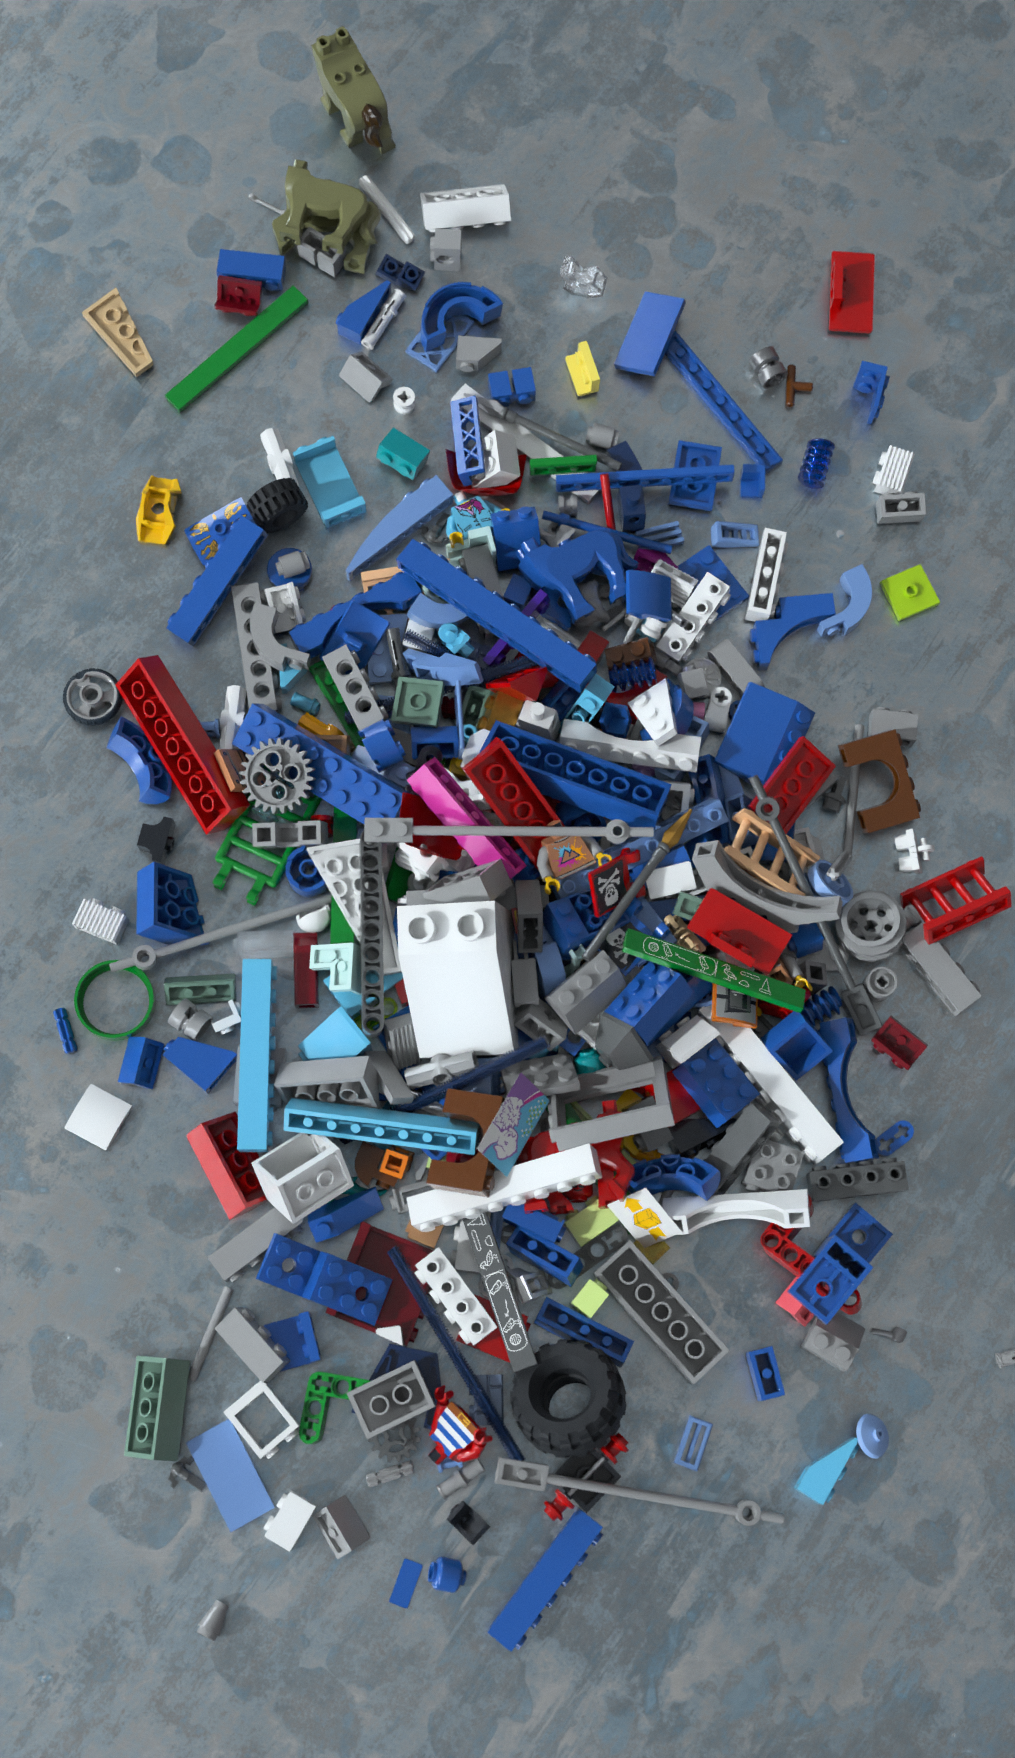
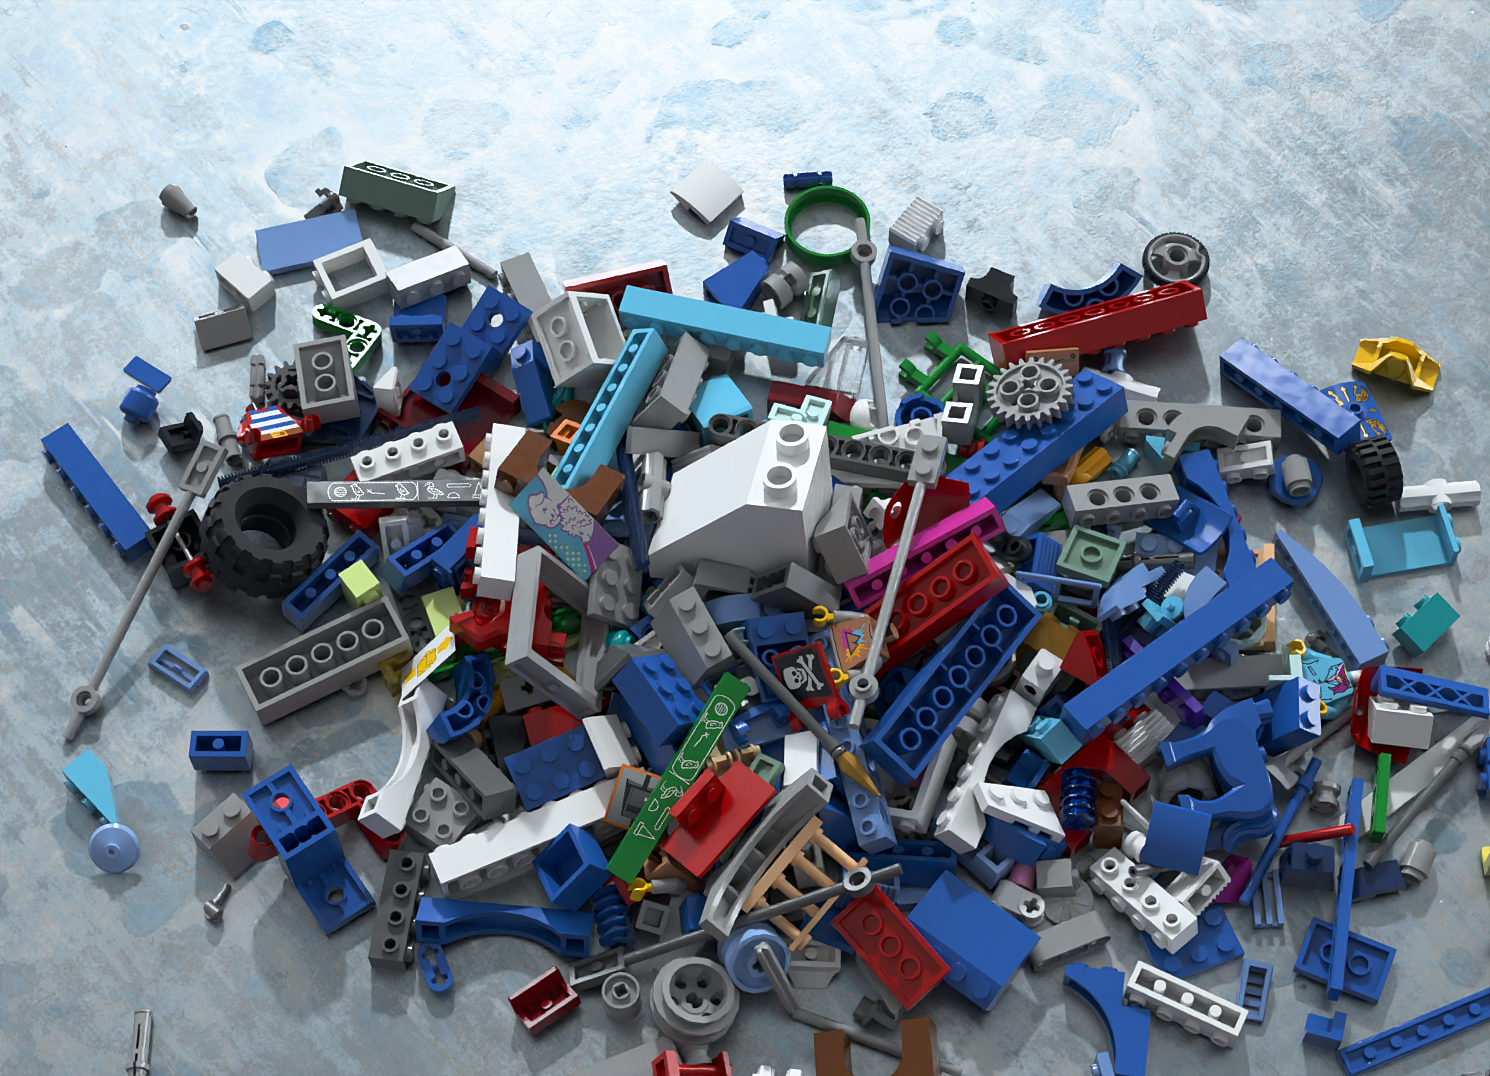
camera: 110 degrees right, 15 degrees down
(381, 744) = (1044, 503): blue brick -> none

